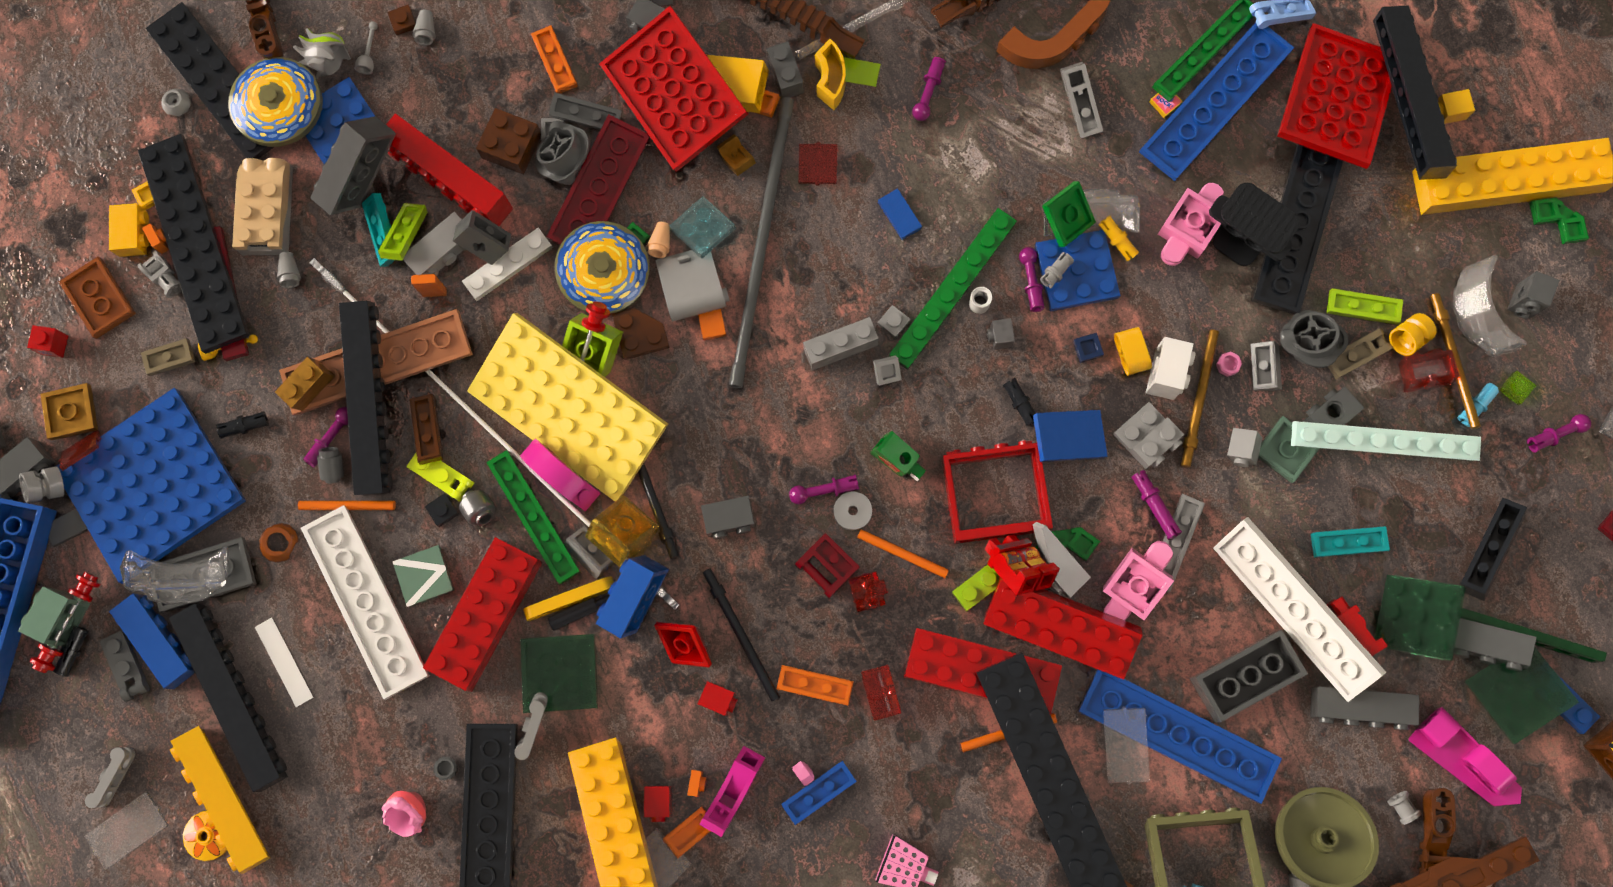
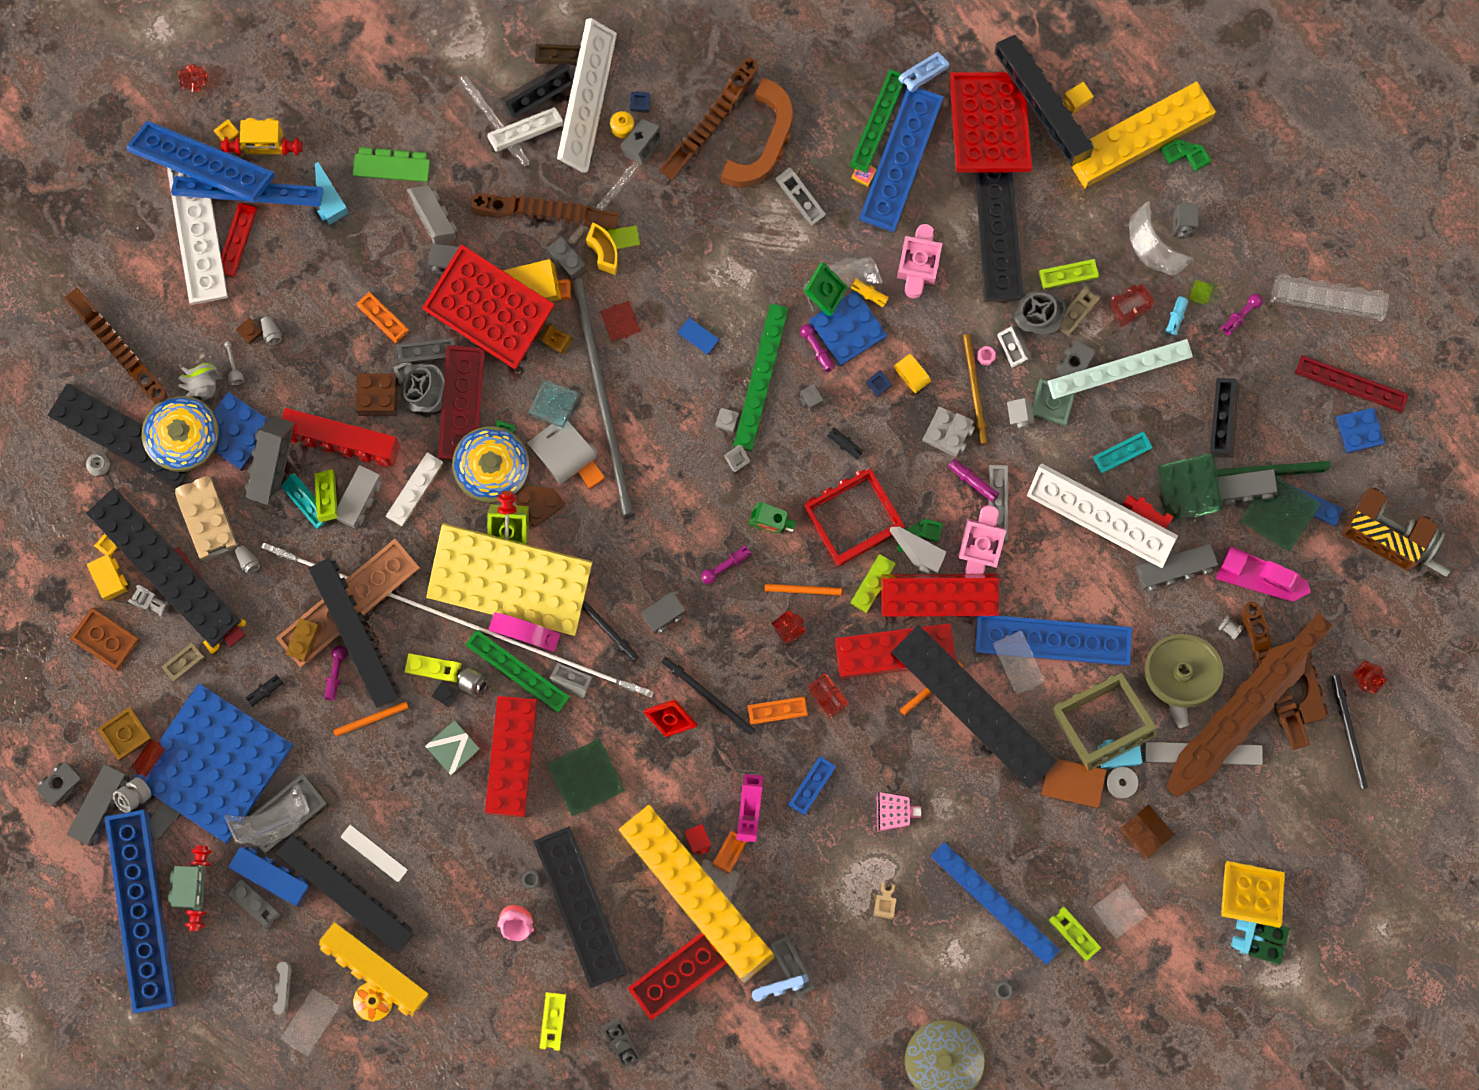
camera: 30 degrees left, 0 degrees up
(47, 341) = (84, 687): red brick -> none
(70, 651) = (209, 895): black pin -> none
(156, 238) = (133, 574): orange plate -> none
(290, 535) = (330, 778): dark orange piece -> none
(330, 464) = (347, 693): dark grey brick -> none
(365, 602) = (417, 783): white plate -> none
(426, 429) = (408, 638): reddish brown tile -> none
(428, 285) = (364, 528): orange tile -> none
(482, 237) = (391, 476): dark grey brick -> none
(531, 726) = (583, 822): light grey plate -> none
(568, 598) = (570, 720): yellow beam -> none
(576, 612) = (581, 726): black axle -> none
(621, 531) = (590, 654): clear yellow brick -> none
(631, 596) = (617, 697): blue brick -> none
(659, 241) = (525, 428): light nougat cone -> none
(697, 783) = (721, 814): orange plate -> none
(718, 699) = (711, 748): red brick -> none
(804, 773) = (795, 776): bright pink tile -> none
(833, 559) = (754, 614): dark red plate -> none
(840, 343) = (694, 451): light grey brick -> none
(849, 500) = (747, 579): light grey piece -> none
(921, 110) = (683, 250): magenta pin -> none
(977, 308) = (785, 385): white beam -> none
(1020, 565) = (892, 562): red hips -> none
(1054, 273) = (832, 337): light grey pin -> none
(1070, 435) = (891, 454): blue tile -> none
(1170, 368) = (944, 376): white brick -> none
(1248, 676) = (1085, 578): dark grey brick -> none
(1253, 224) = (963, 247): black piece -> none
(1412, 334) = (1110, 282): yellow wheel -> none
(1442, 317) = (1127, 261): pearl gold bar -> none

